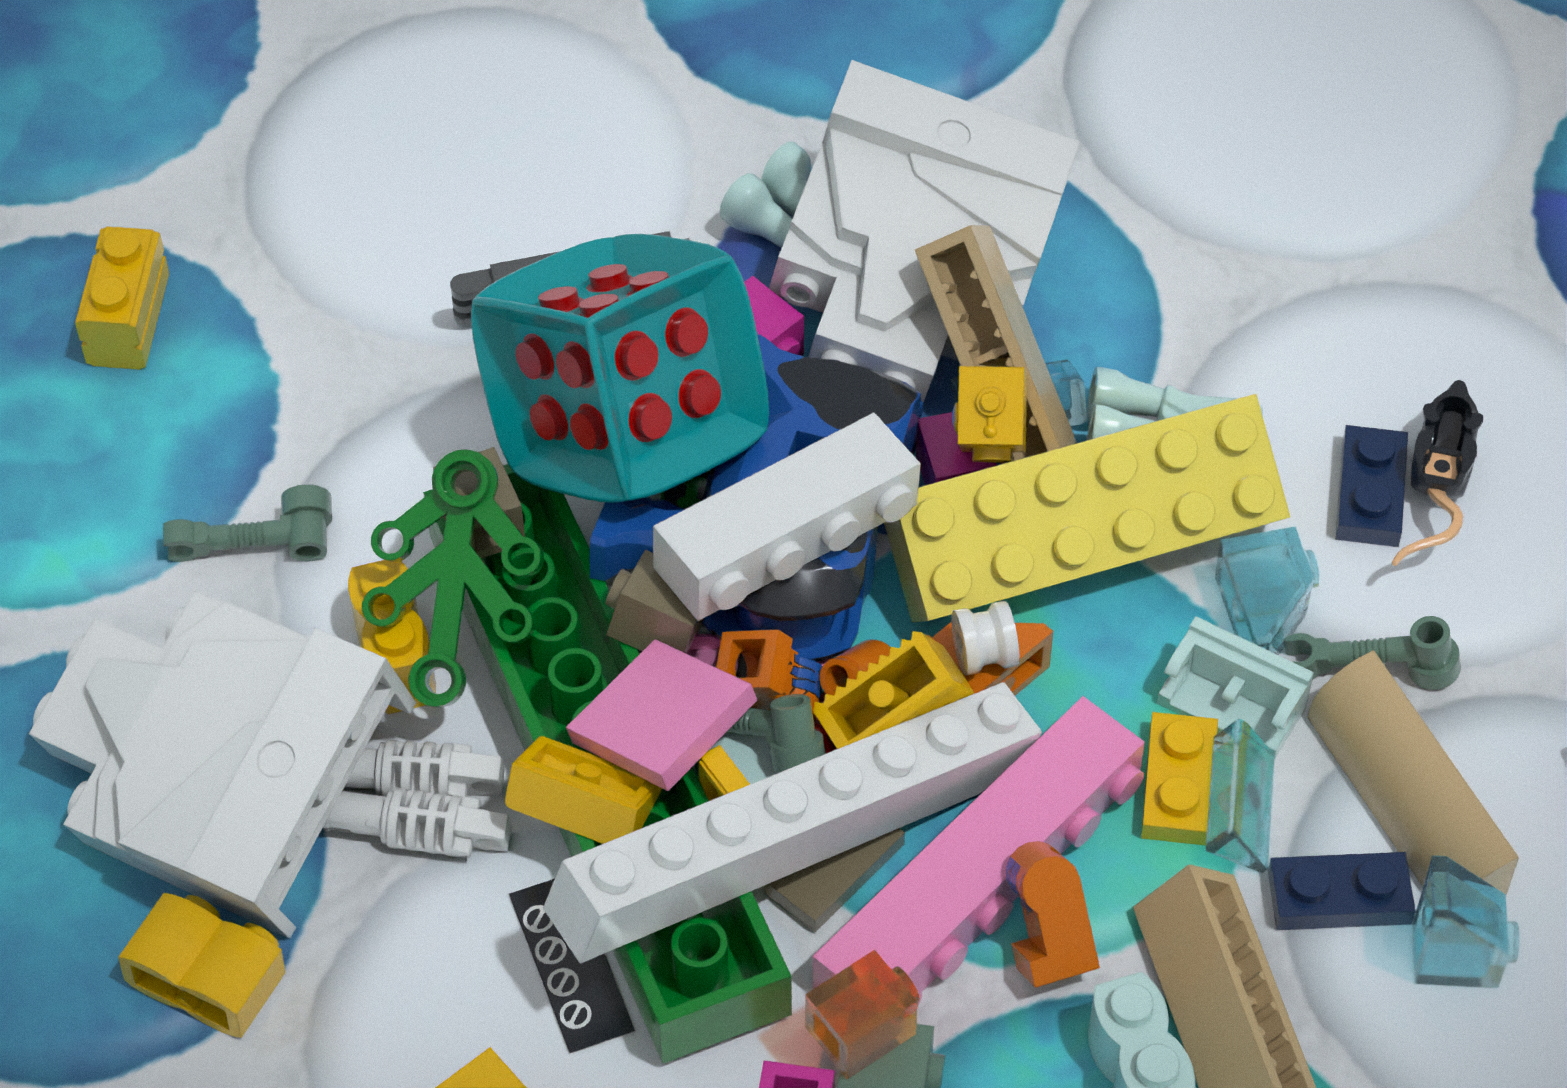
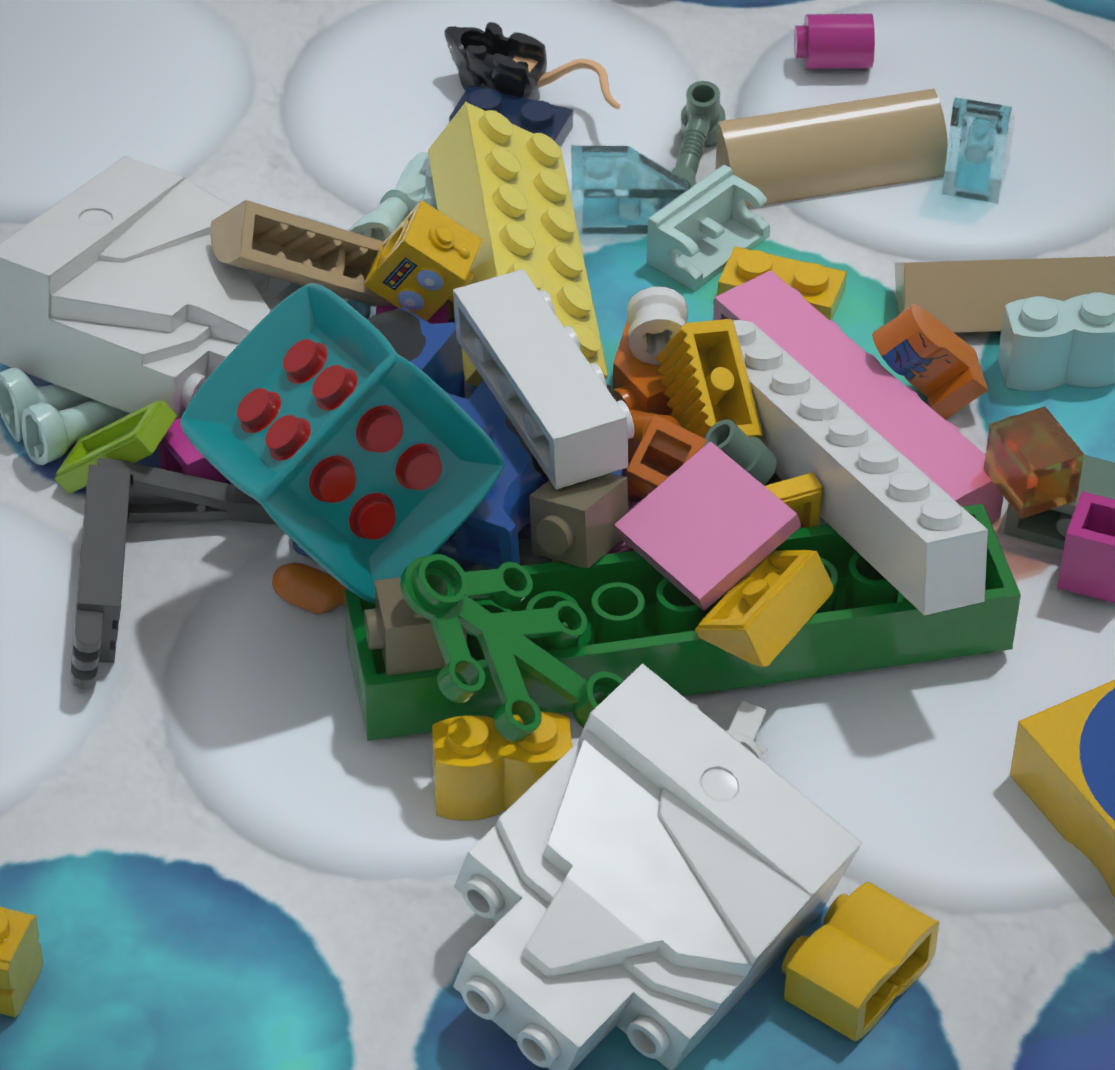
camera: 80 degrees left, 10 degrees down
(302, 525) = (325, 837): sand green brick -> none
(580, 994) = (887, 704): black sticker -> none
(743, 248) = (124, 439): none -> lime tile
(1240, 797) = (818, 242): clear light blue slope -> none
(1341, 891) = (910, 217): dark blue plate -> none

